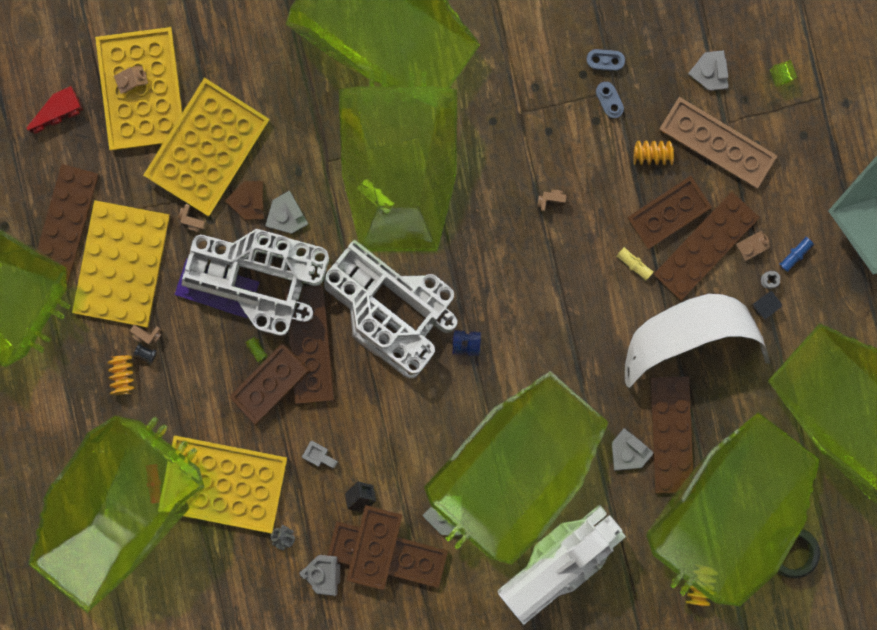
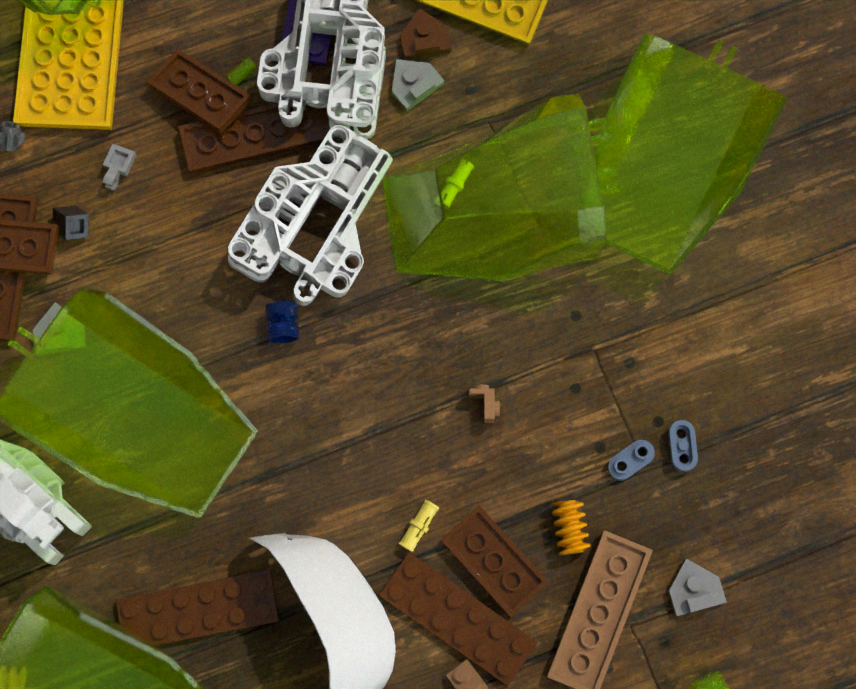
camera: 85 degrees right, 10 degrees down
(629, 451) = (167, 556): light grey plate -> none

